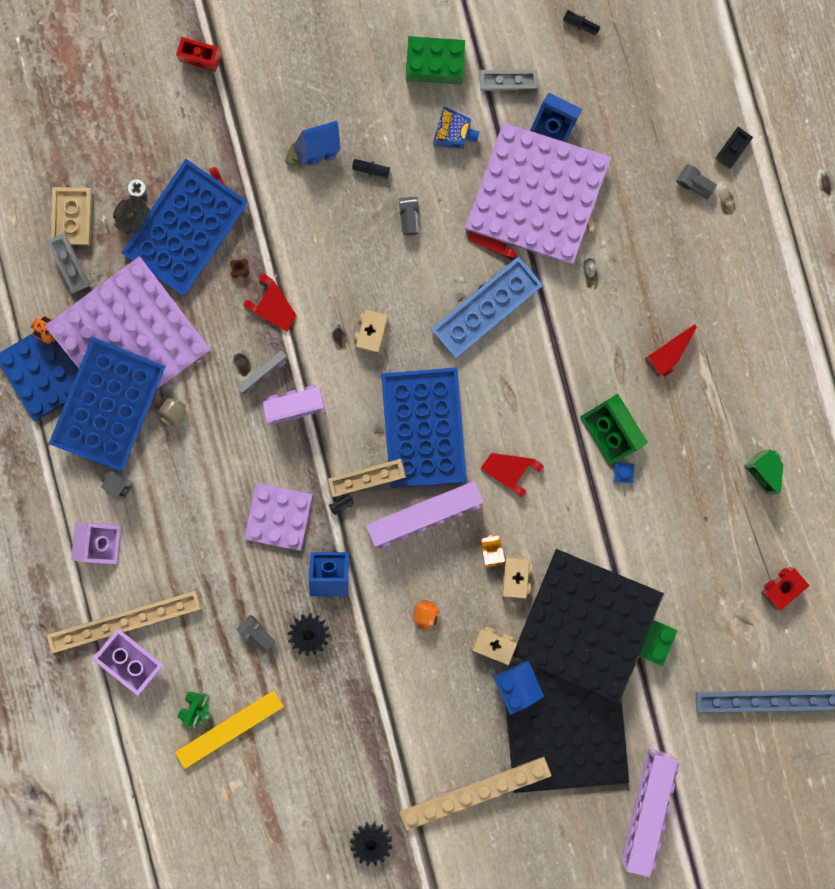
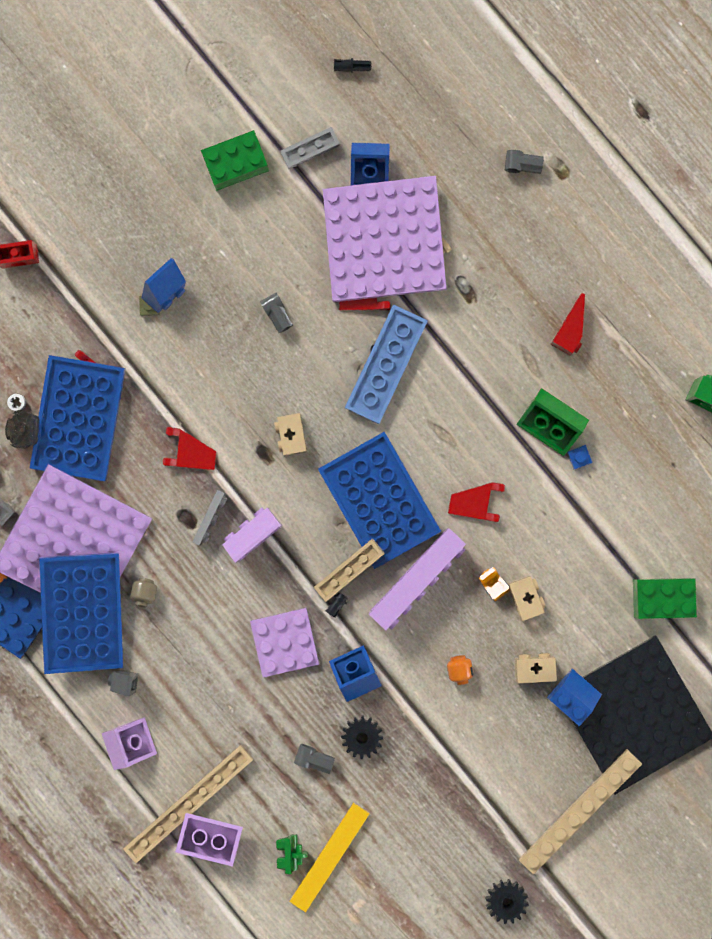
camera: 15 degrees left, 0 degrees up
(239, 263) = (145, 426): reddish brown plate -> none
(371, 168) = (221, 286): black axle -> none
(454, 130) = (281, 216): torso -> none
(588, 625) = (612, 611): black plate -> none
(734, 147) = (543, 115): black plate -> none

